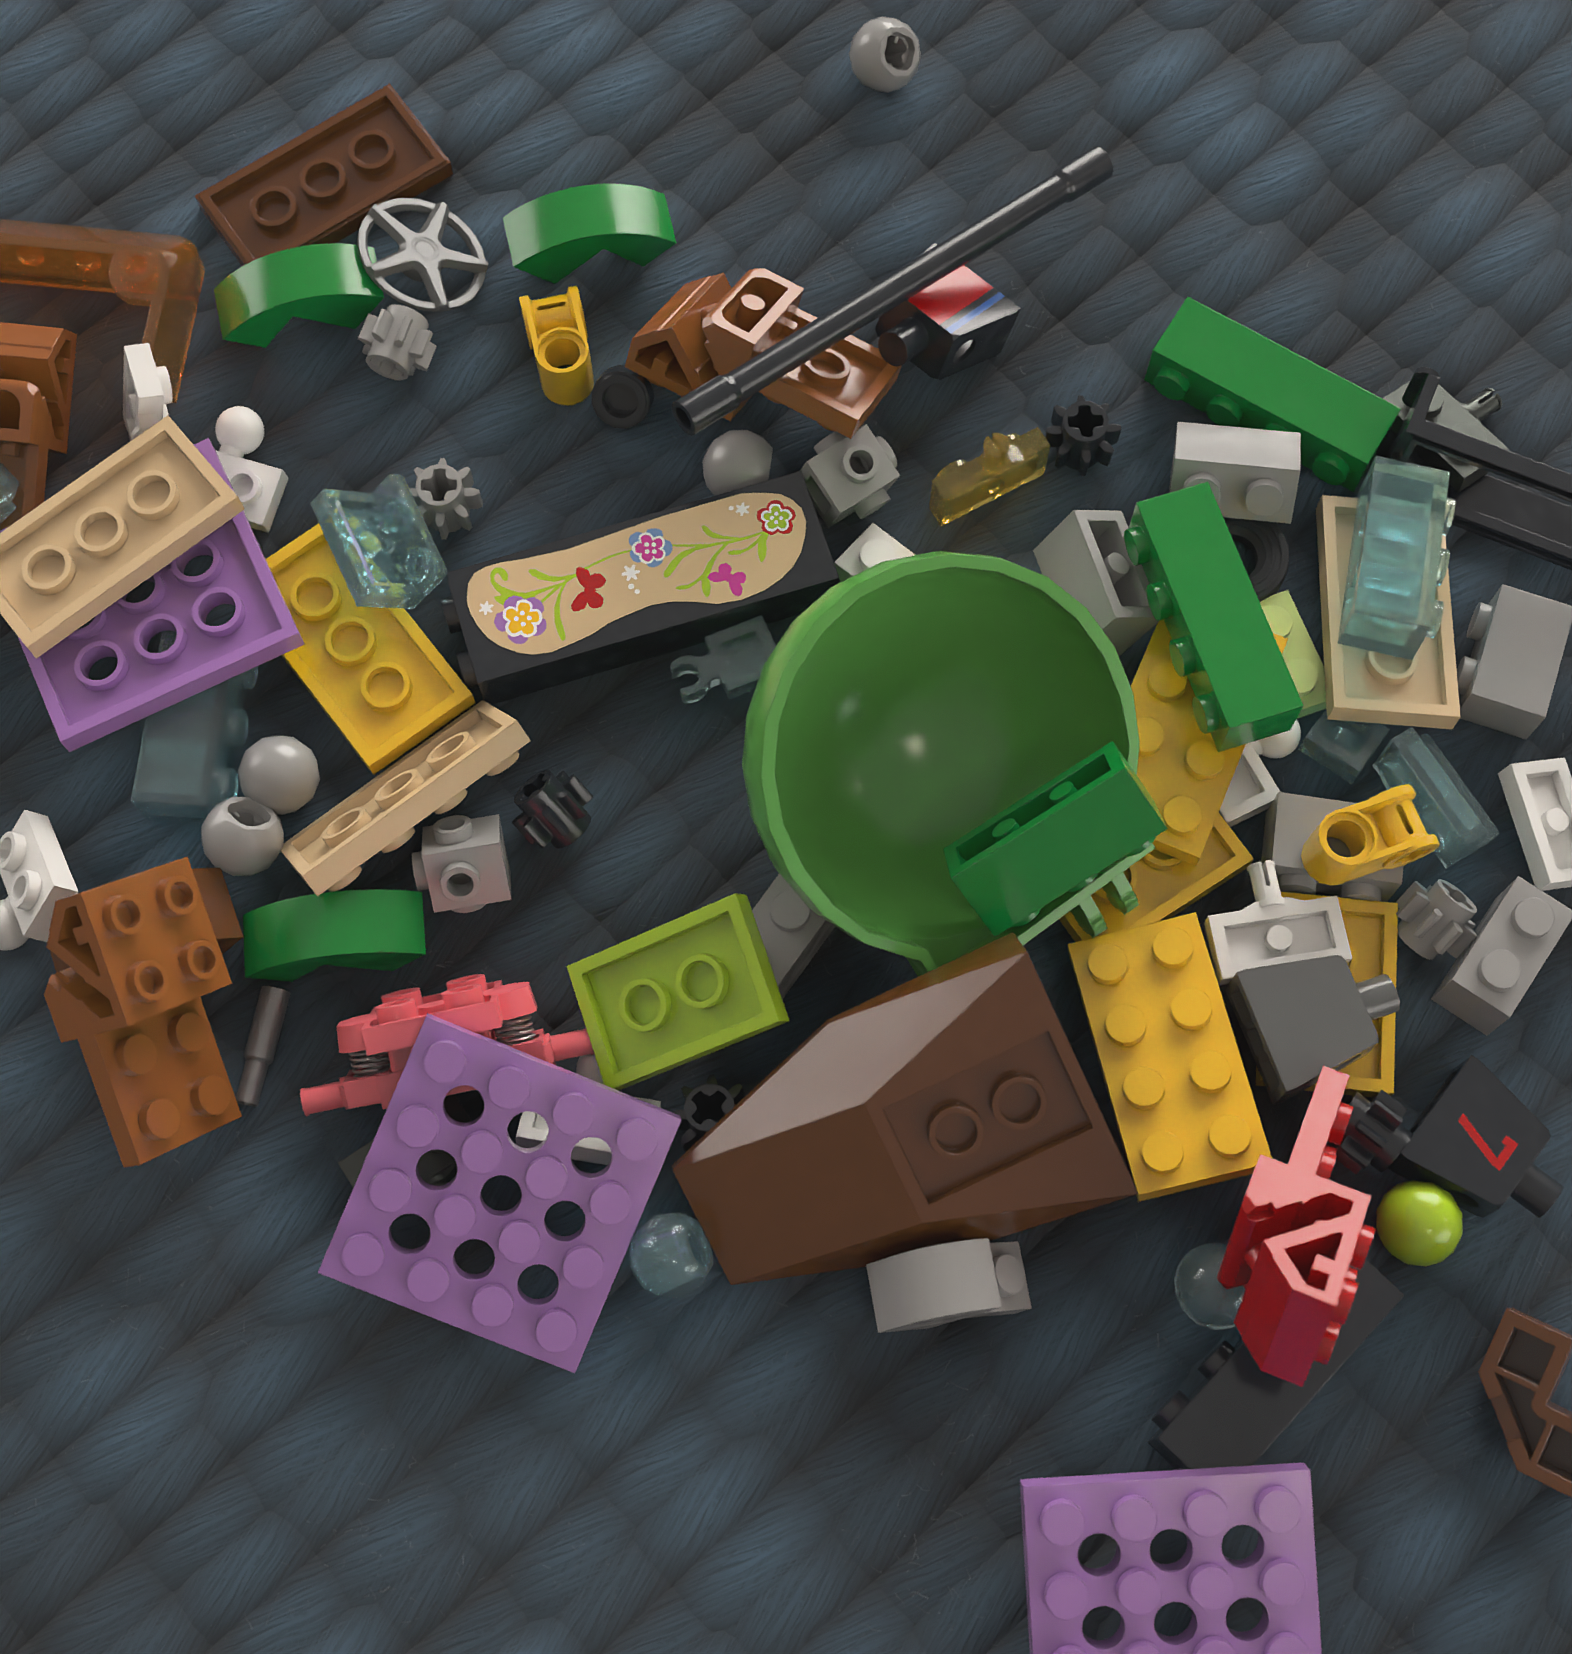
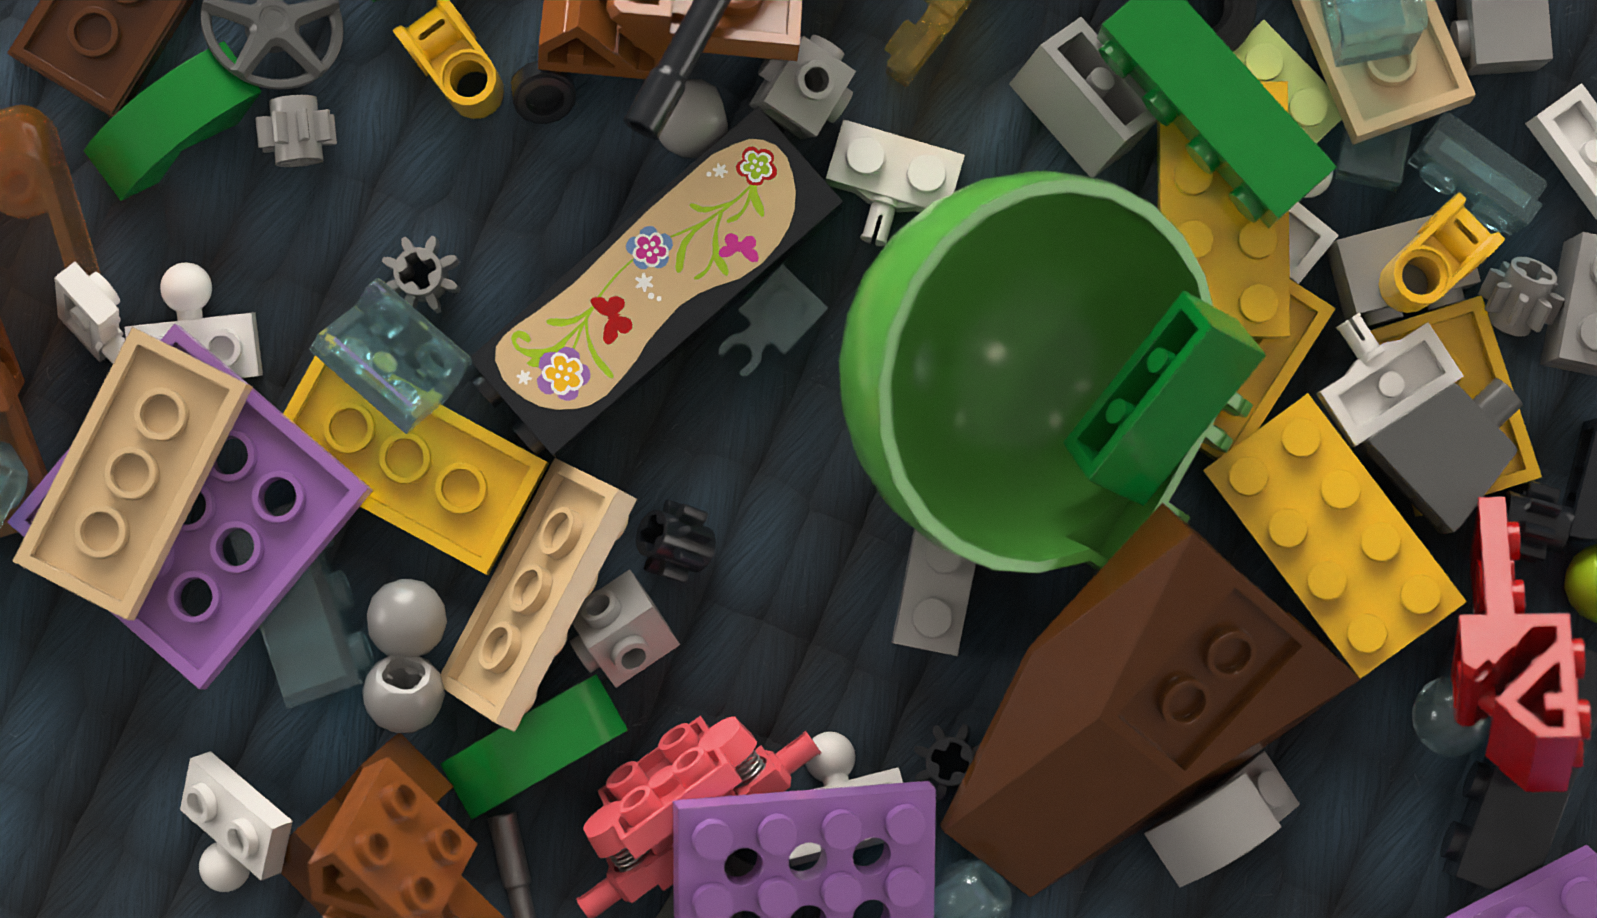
camera: 25 degrees left, 15 degrees up
(677, 992) = (879, 675): lime plate -> none

